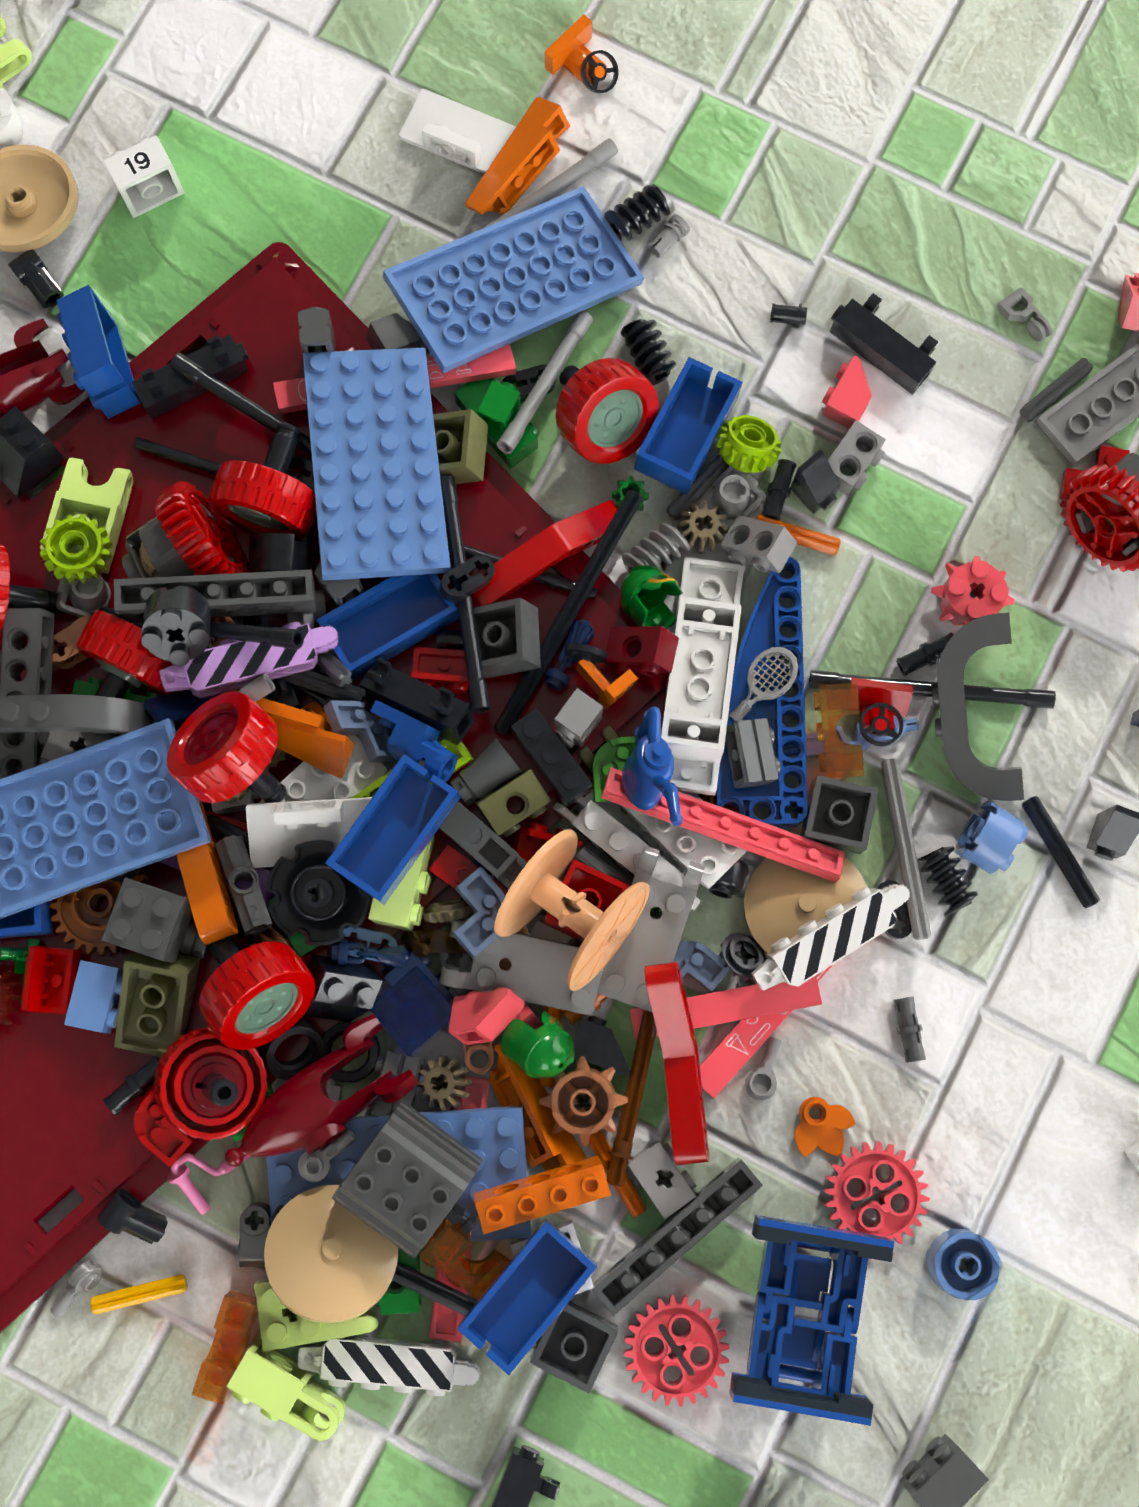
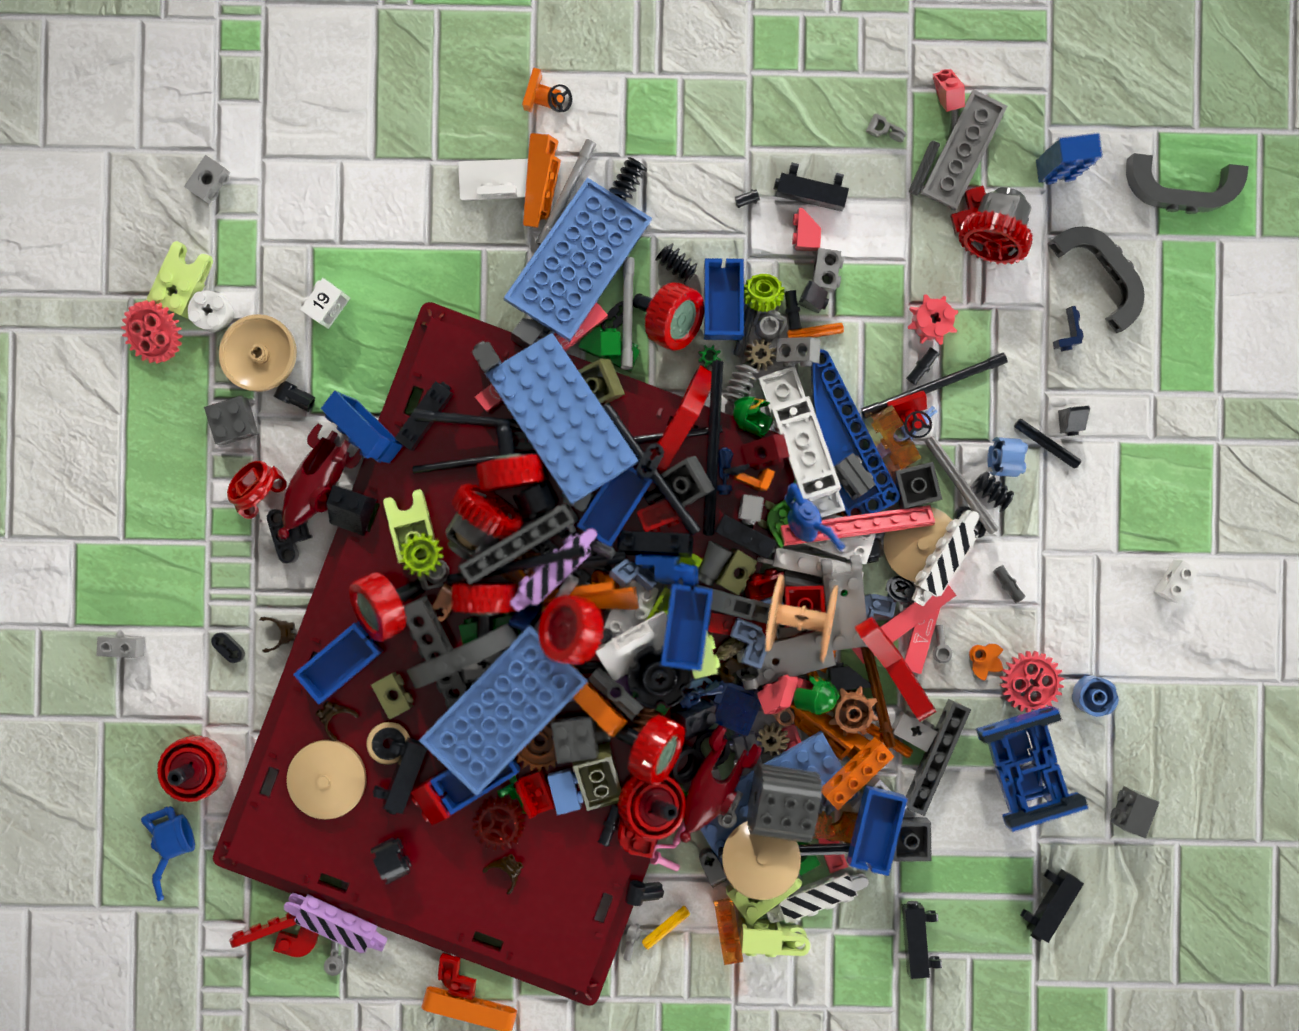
camera: 20 degrees left, 10 degrees up
(176, 624) = (508, 575): black brick -> none
(652, 1365) = (972, 800): coral gear -> none
(672, 232) = (654, 179): light grey pin -> none
(745, 706) = (836, 450): light grey piece -> none
(987, 781) = (982, 424): dark grey arch -> none

